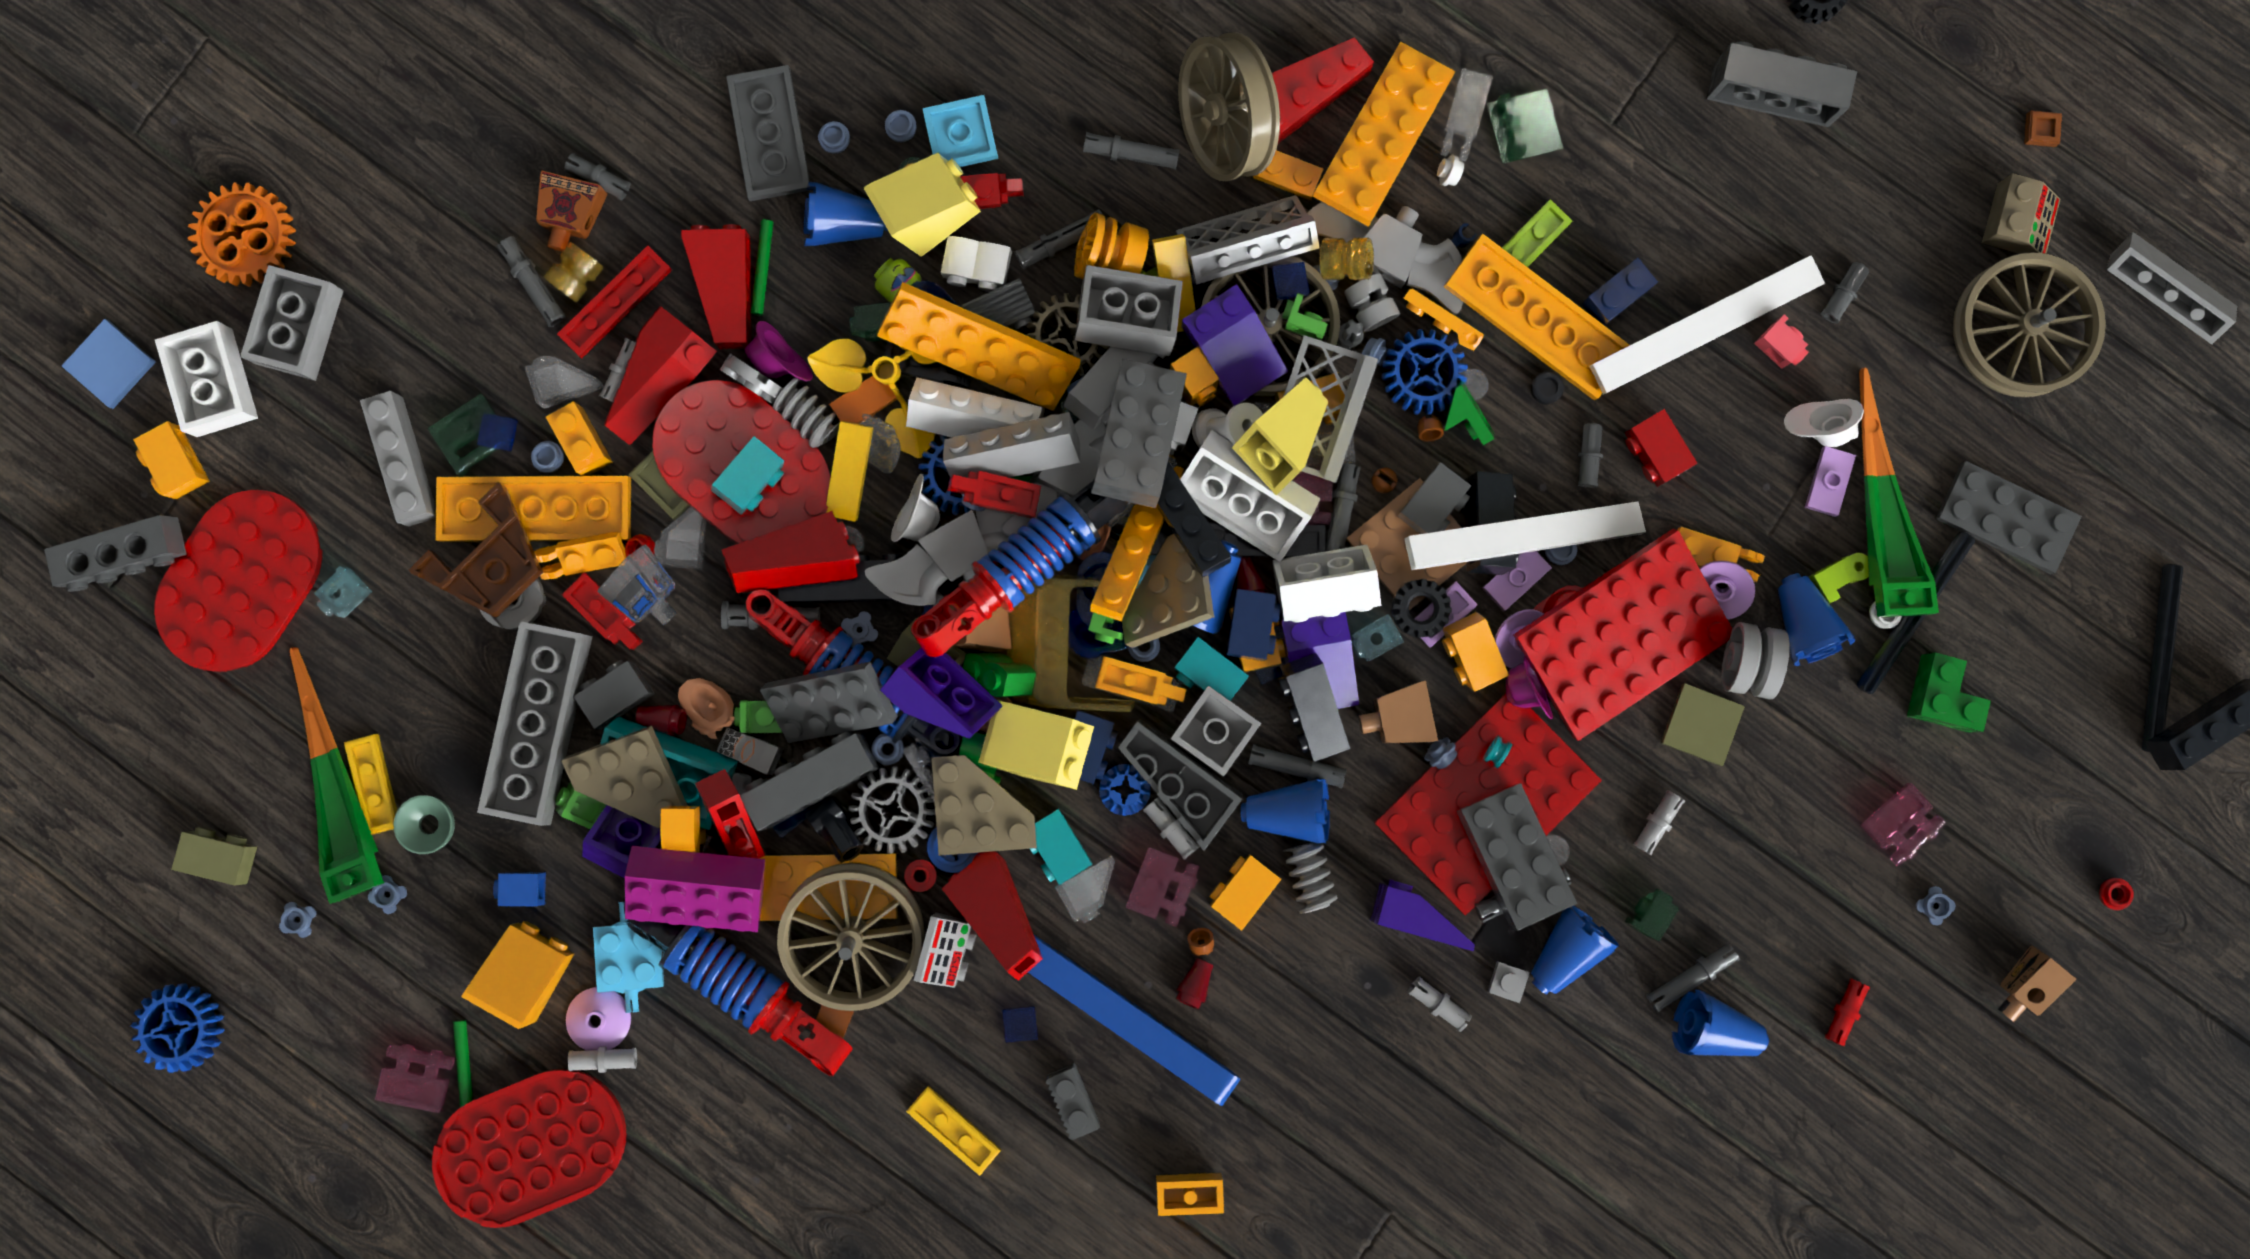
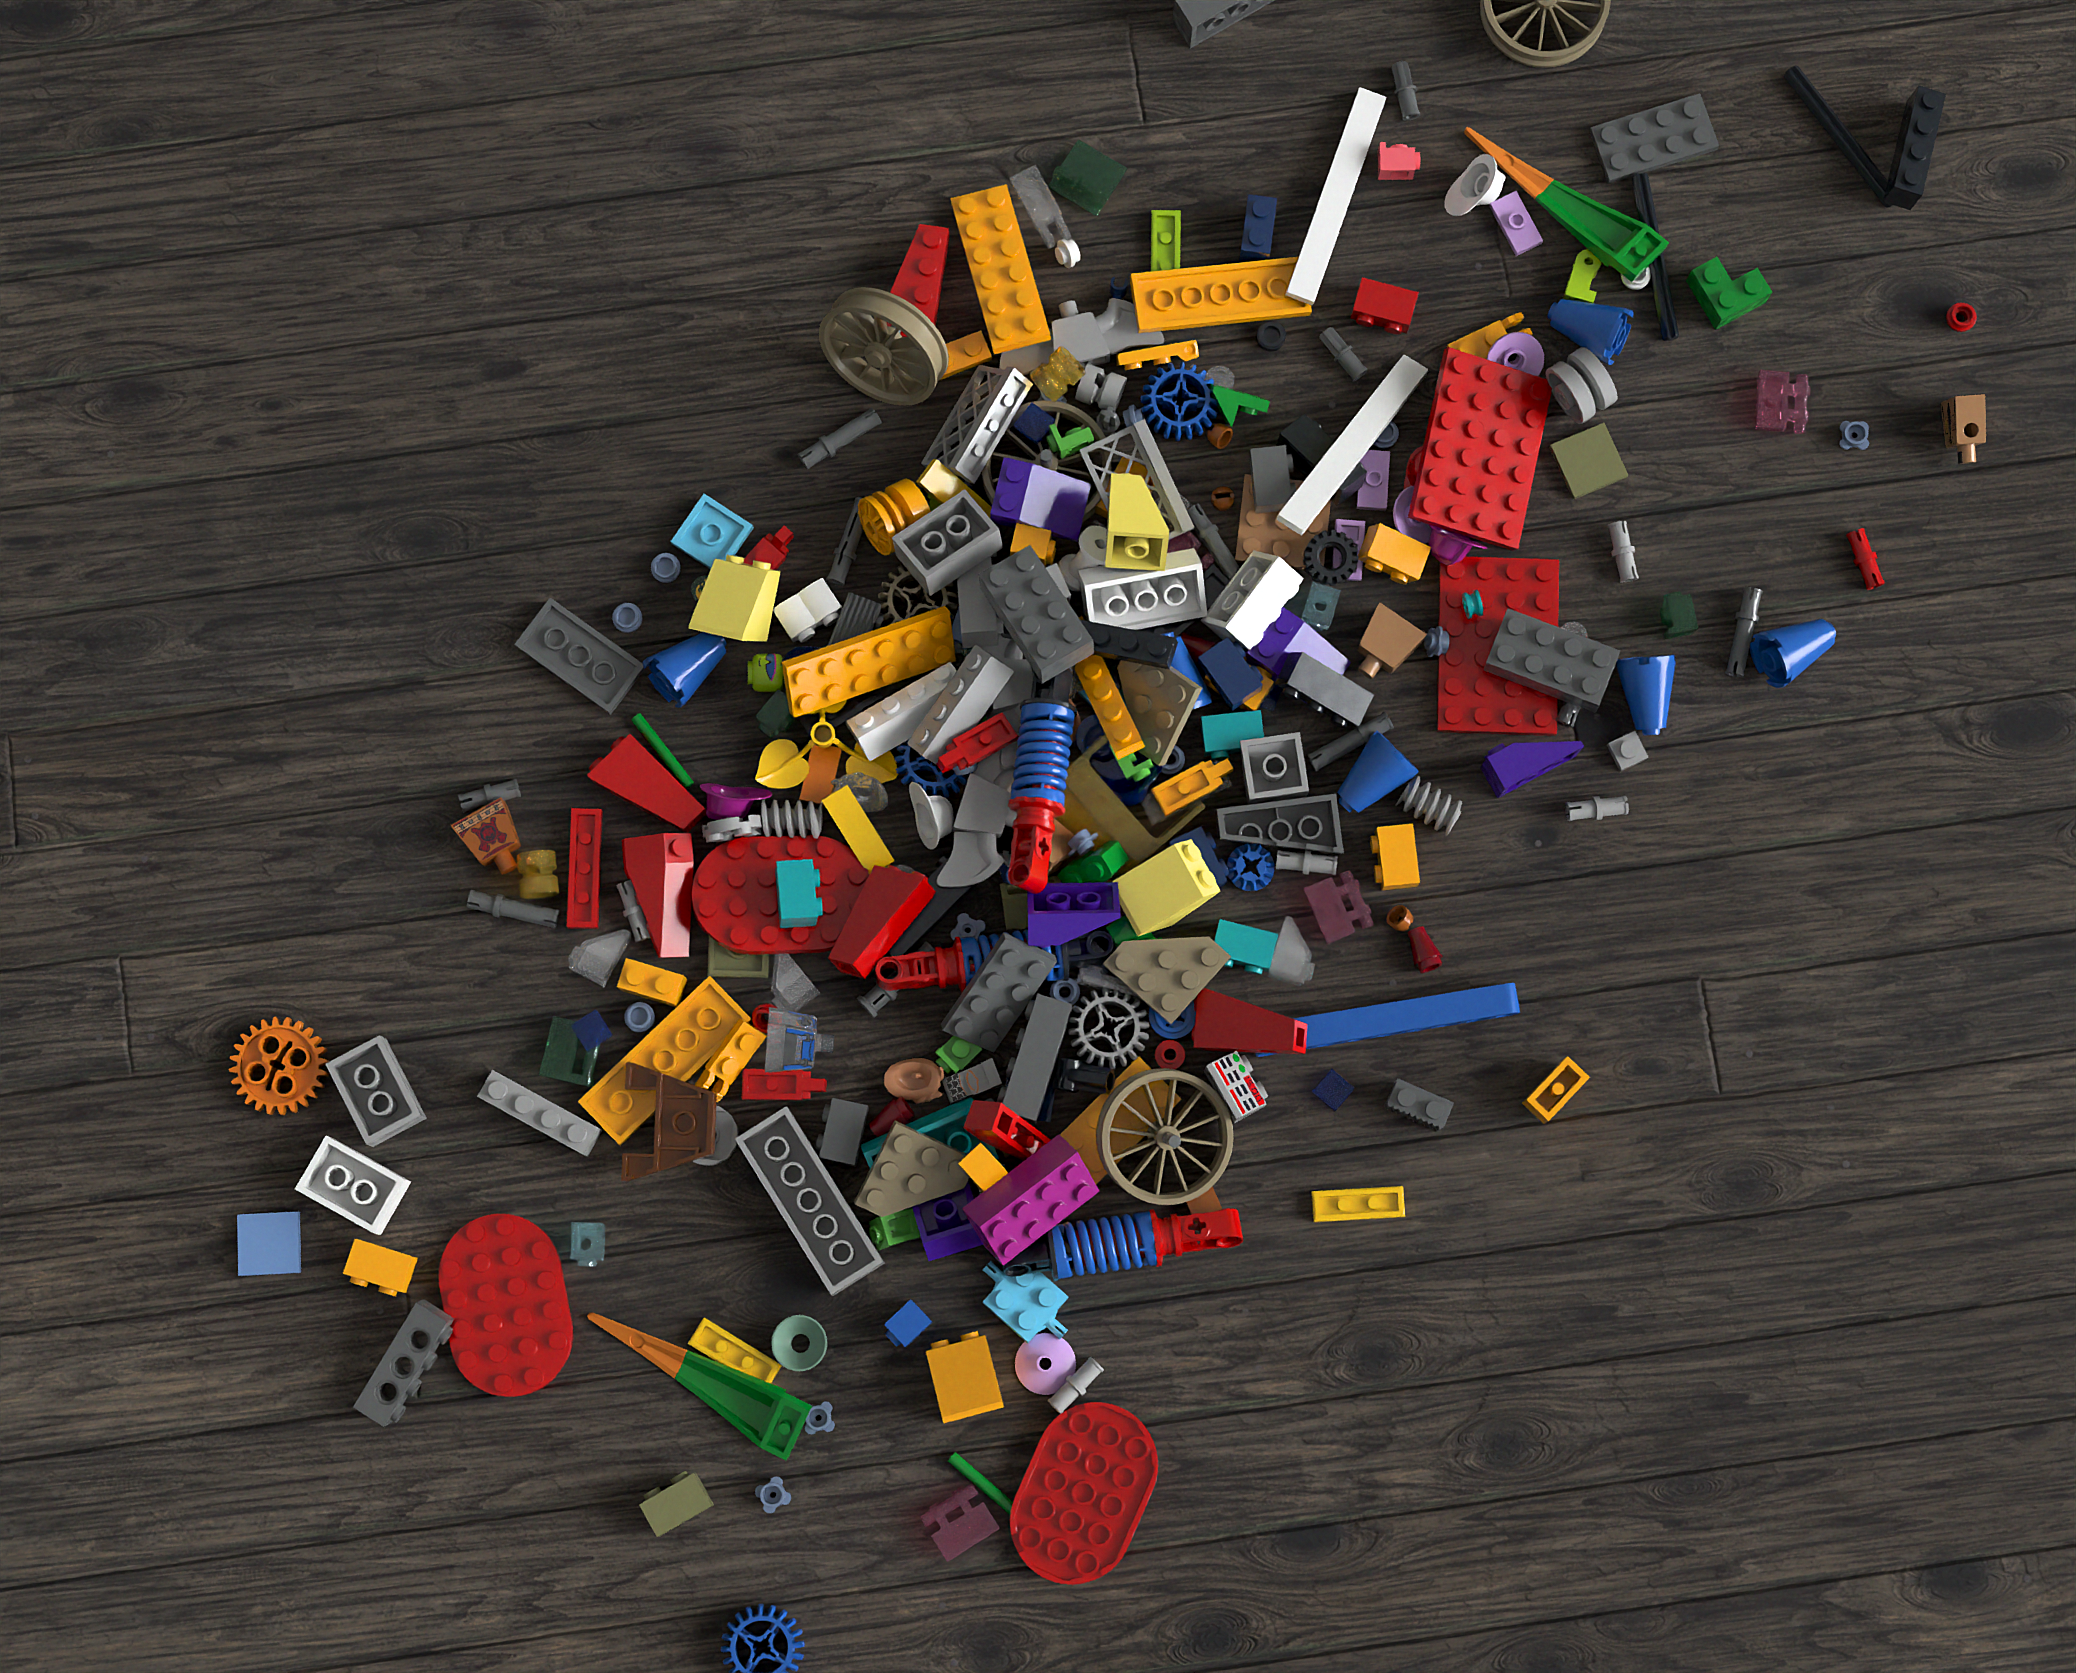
camera: 40 degrees left, 5 degrees down
(1007, 647) = (1081, 842): none -> sand blue plate

